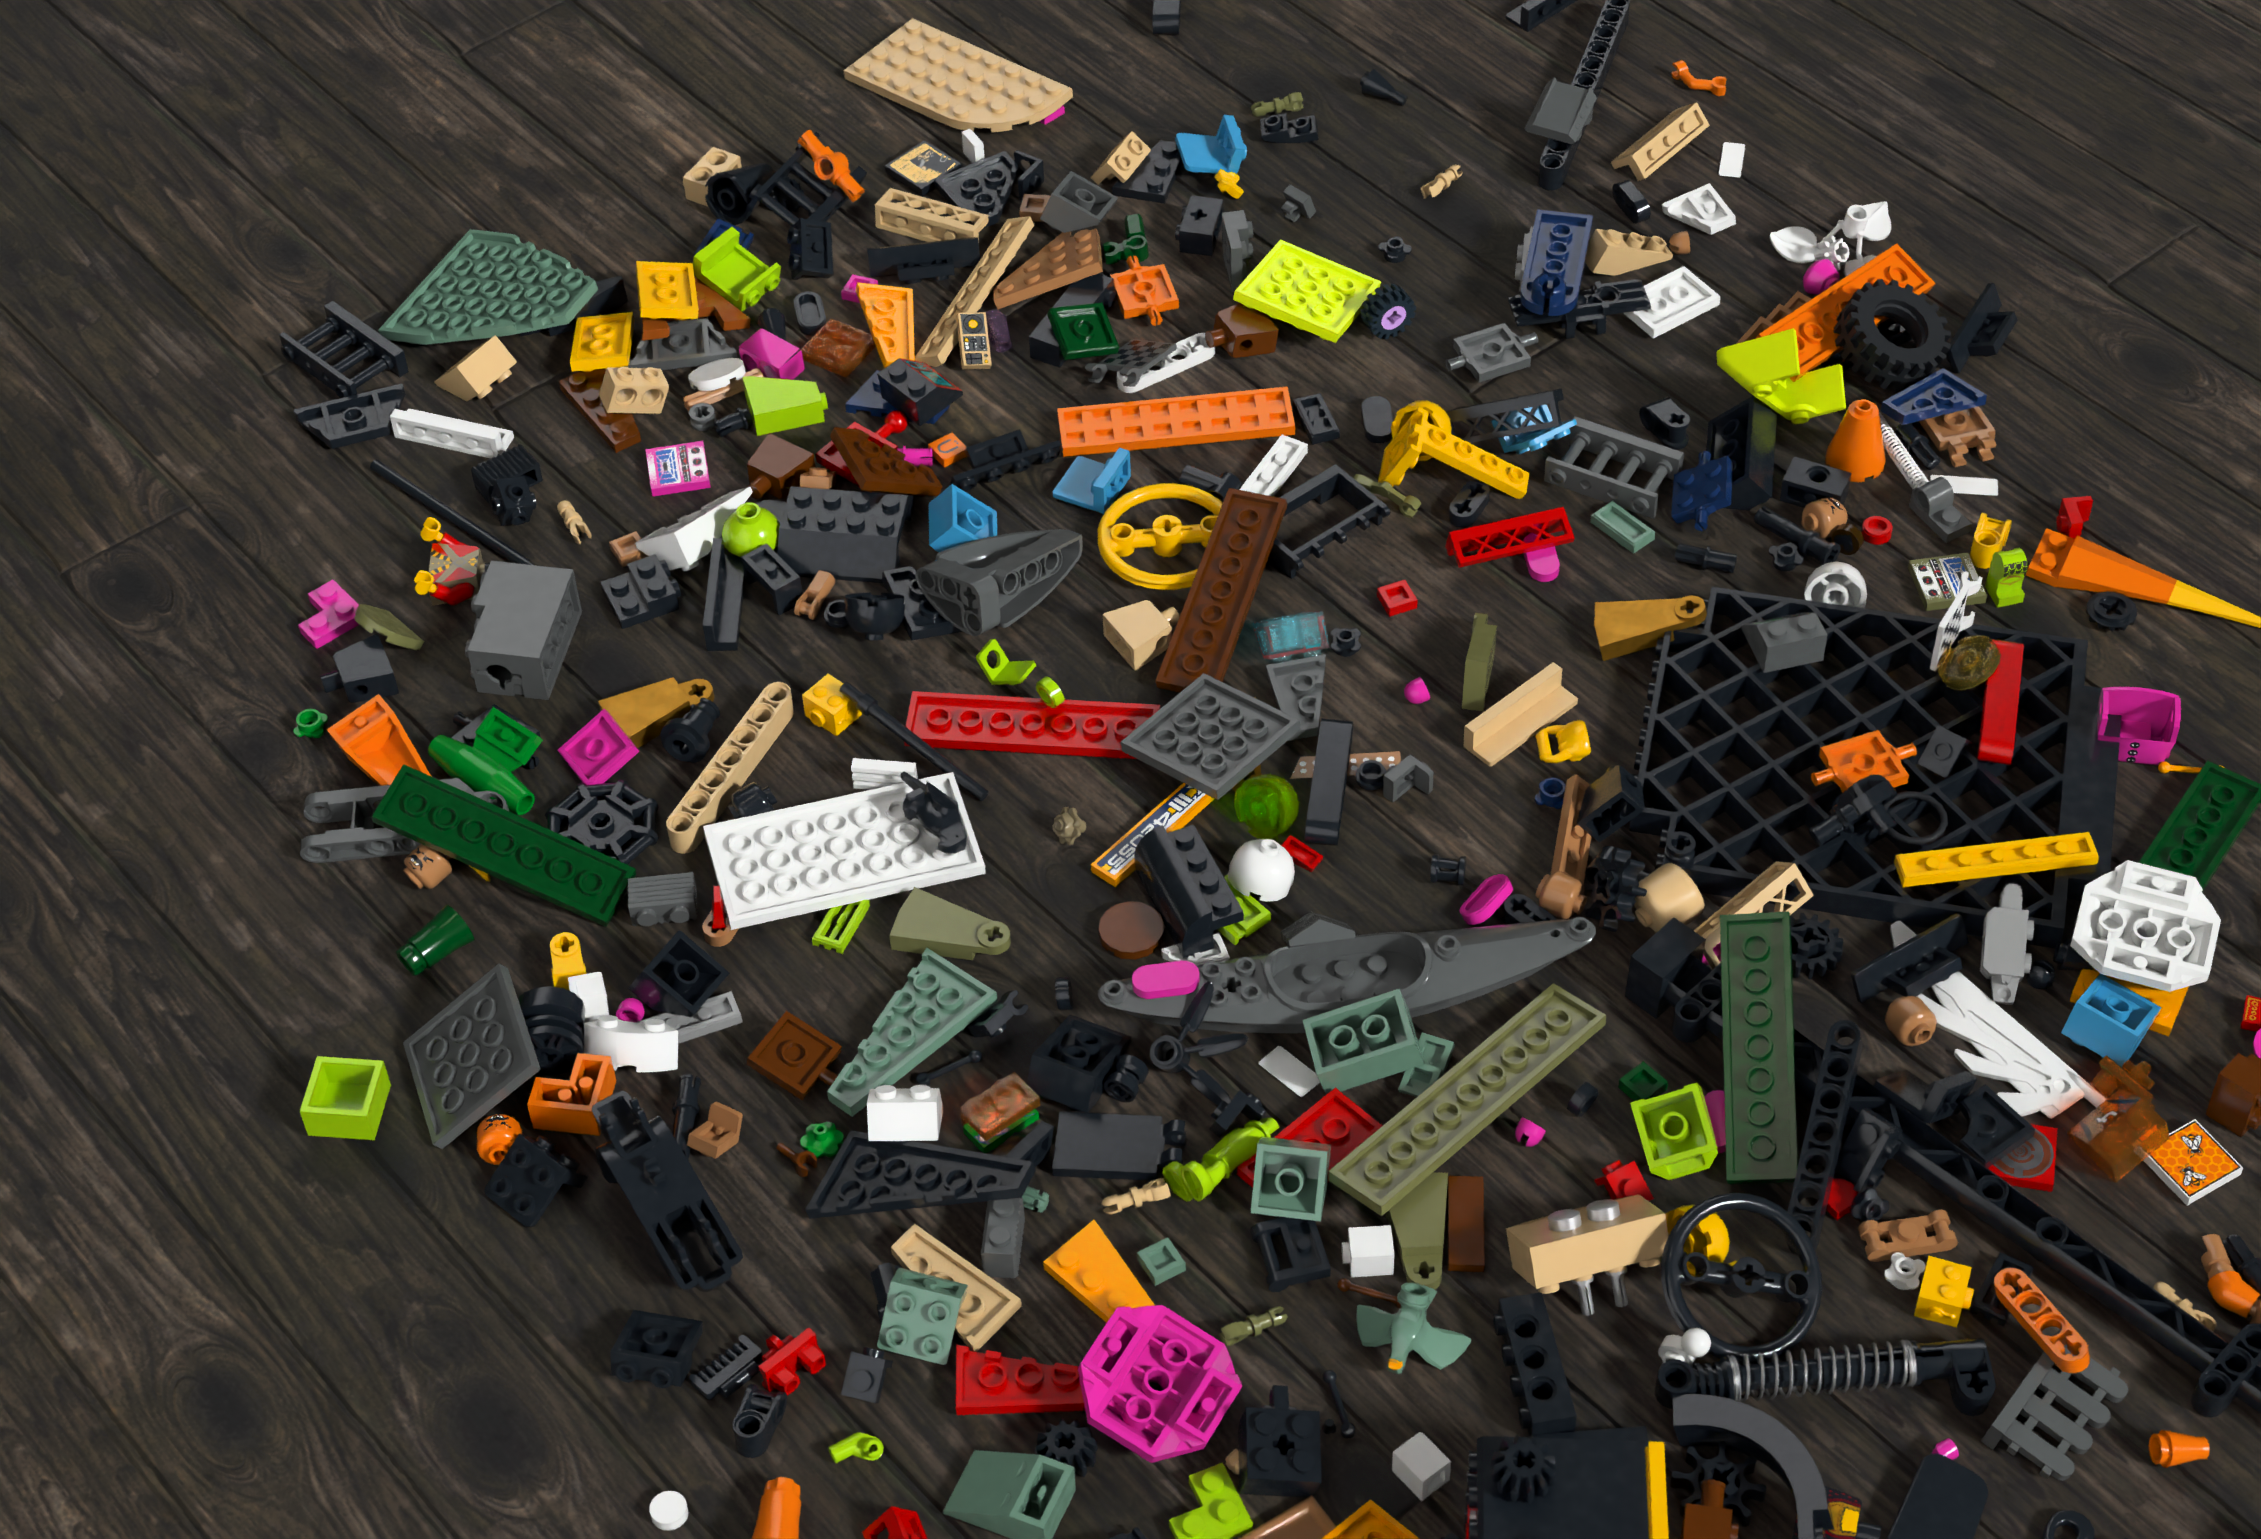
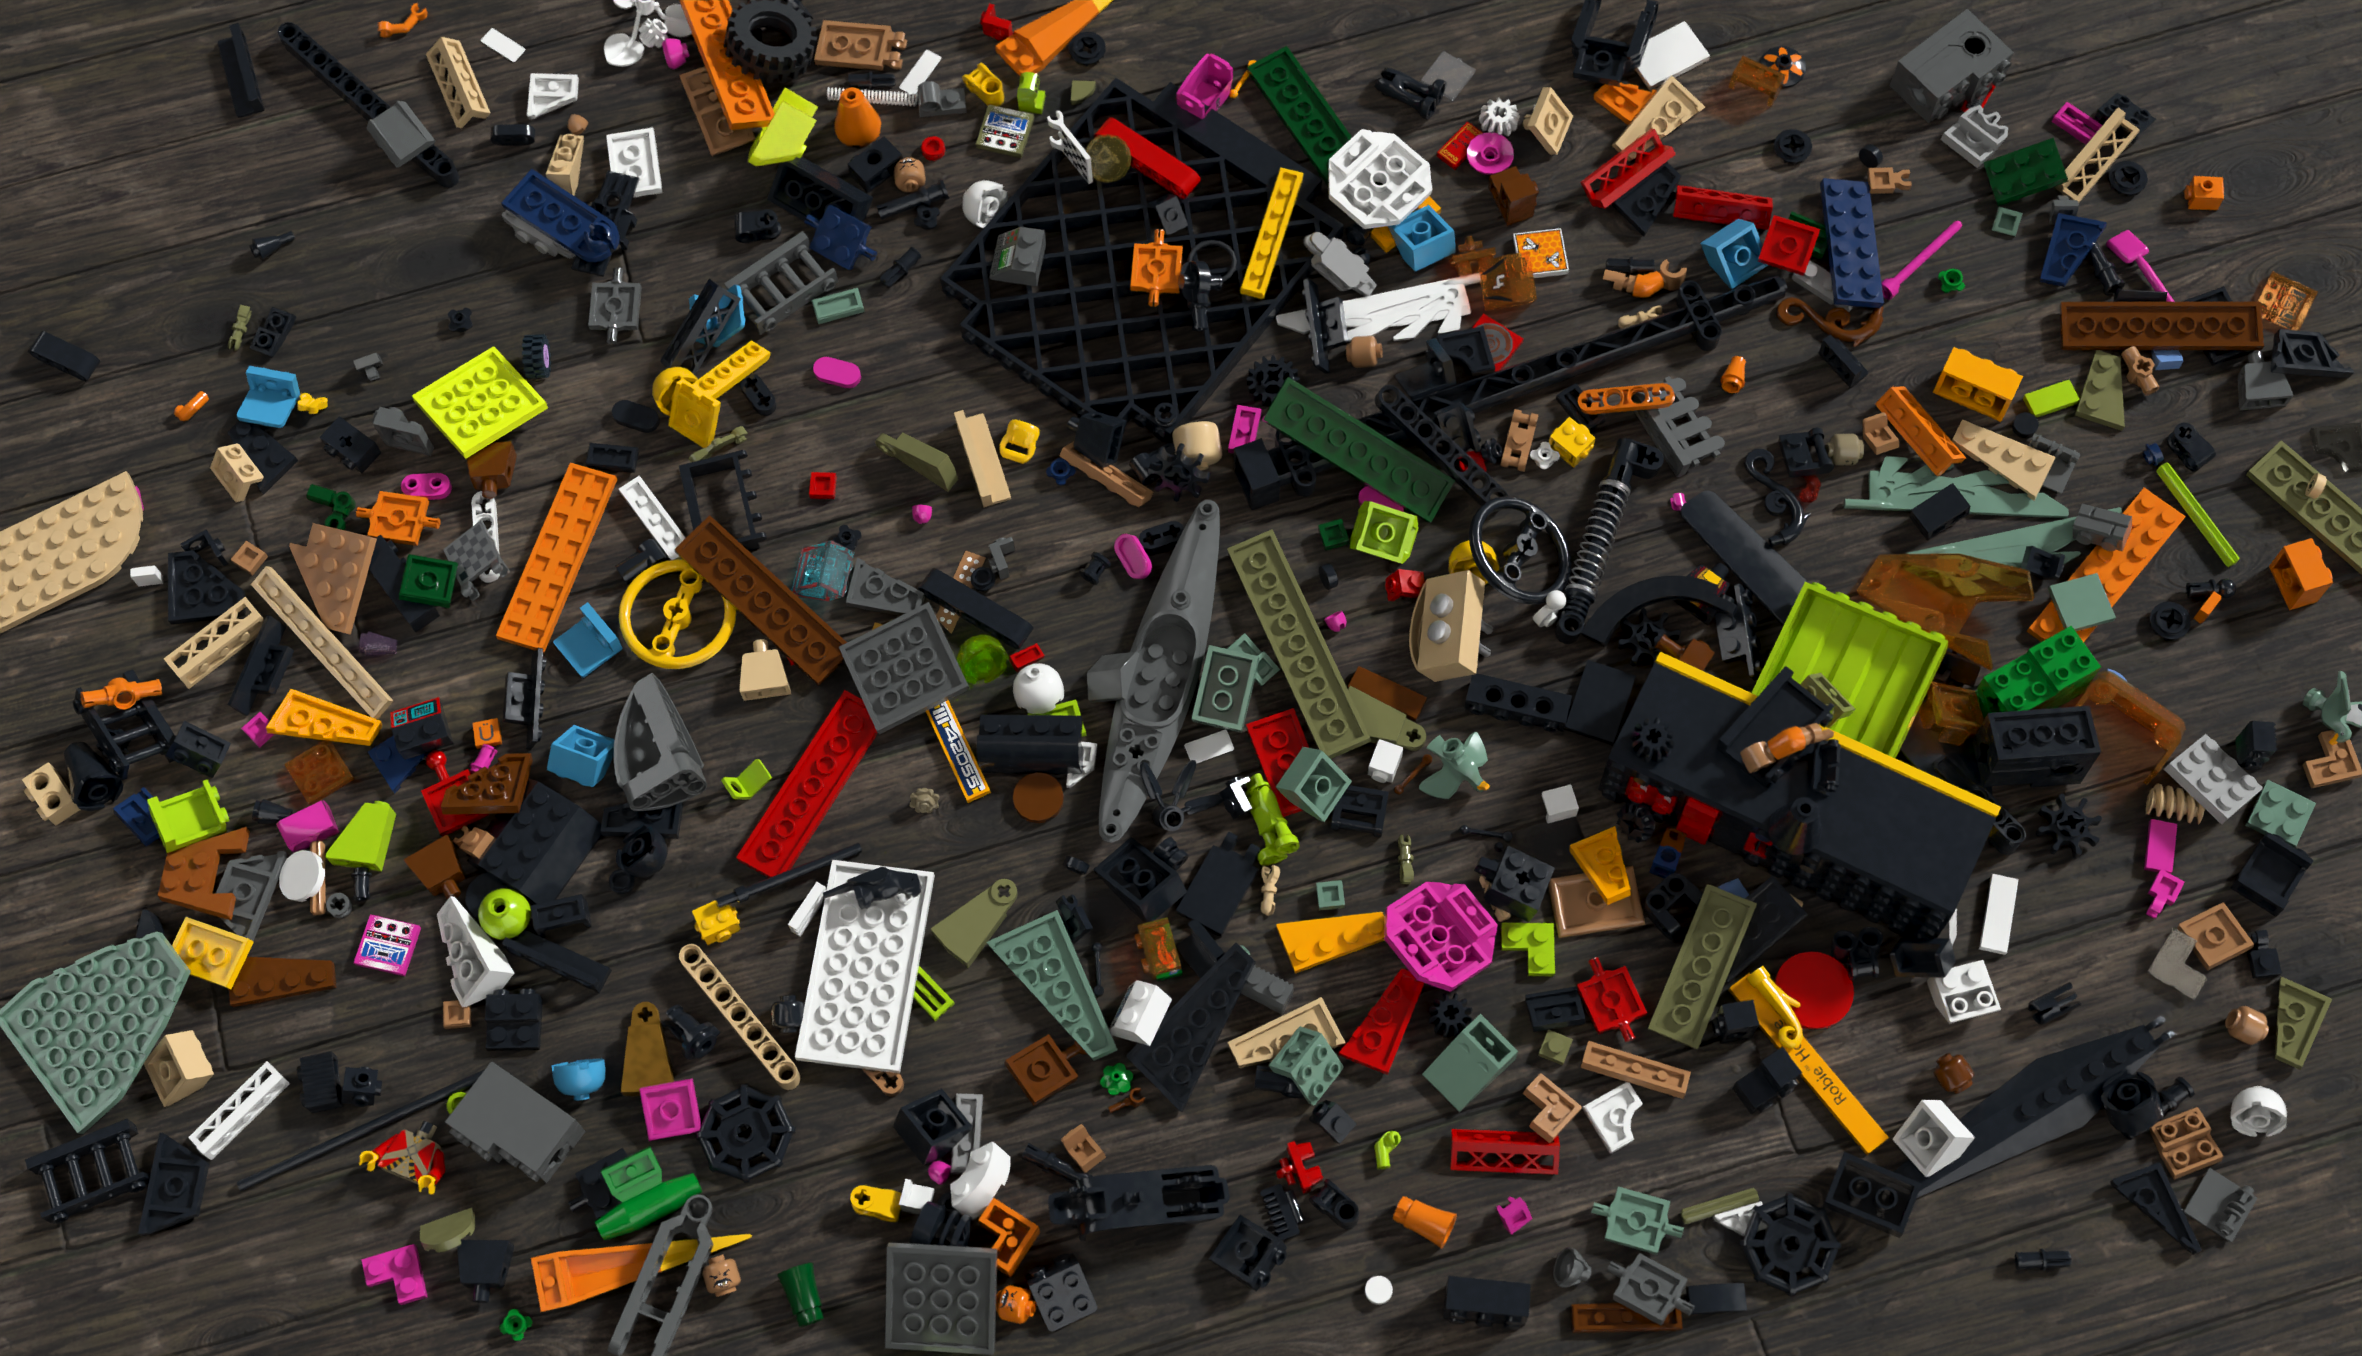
camera: 65 degrees left, 20 degrees up
(504, 845) = (745, 1210): dark green plate -> none
(573, 520) = (400, 1047): tan piece -> none
(598, 661) = (579, 1077): none -> dark azure cylinder
(633, 390) = (288, 947): tan brick -> none
(662, 899) = (845, 1112): dark grey brick -> none
(666, 290) = (192, 878): yellow plate -> none
(718, 914) = (884, 1075): red piece -> none
(809, 312) = (265, 778): black tile -> none
(815, 594) = (589, 890): medium nougat bar -> none
(921, 166) = (142, 624): tile -> none
(973, 340) = (383, 666): tile -> none
(1050, 692) = (799, 760): lime tile -> none
(1077, 204) = (276, 525): dark grey slope -> none
(1165, 979) = (1121, 791): dark pink tile -> none
(1170, 107) = (186, 412): none -> orange arm
(1194, 299) = (425, 485): none -> dark pink plate
(1441, 181) = (404, 252): tan piece -> none
(1511, 532) = (805, 385): red fence -> none
(1561, 895) = (1157, 507): medium nougat head -> none
(1638, 624) = (944, 341): pearl gold piece -> none
(1753, 898) = (1237, 401): tan fence -> none
(1848, 538) = (935, 171): dark brown tile -> none
(1932, 397) = (841, 47): dark blue wing -> none
(2052, 625) = (1081, 90): none -> olive tile

